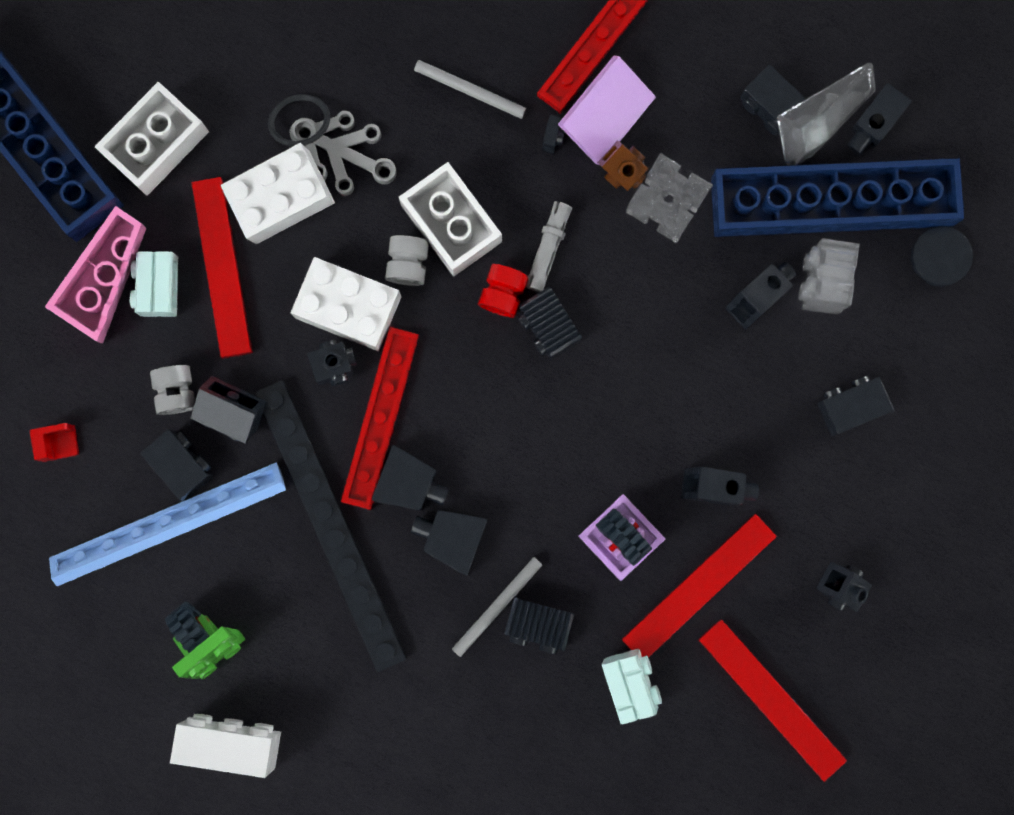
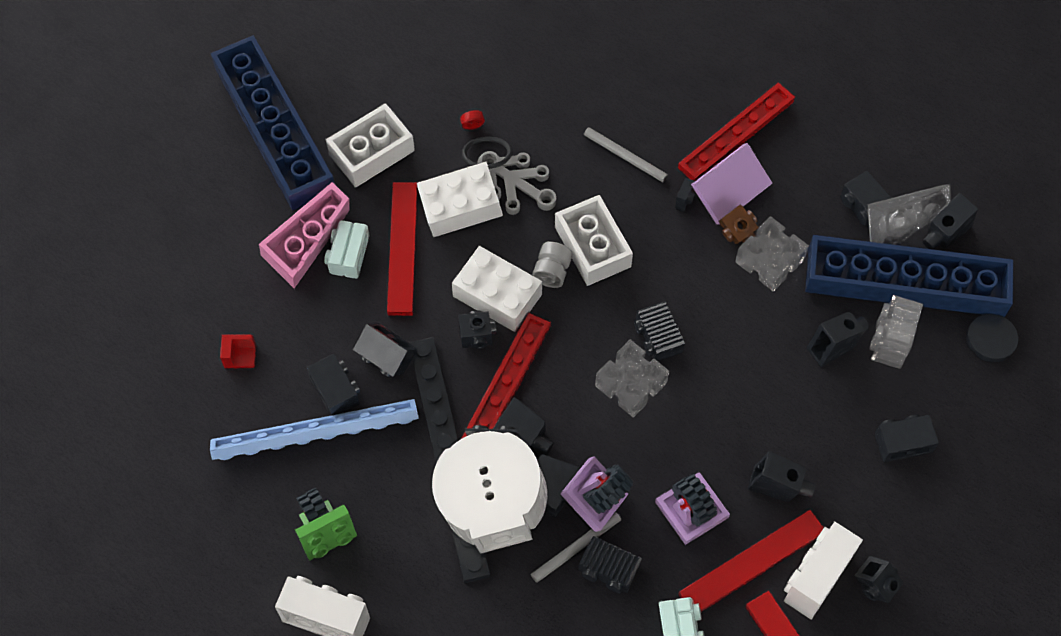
camera: 10 degrees right, 20 degrees down
(172, 379) = (343, 327): light grey wheel -> none
(272, 77) = (472, 119): none -> red tile
(386, 573) = (490, 488): none -> white piece
(503, 289) = (626, 297): red wheel -> none
(510, 545) = (597, 492): none -> plate
(521, 375) = (618, 378): none -> clear brick
(551, 238) = (672, 268): light grey pin -> none
(780, 590) = (821, 569): none -> white brick

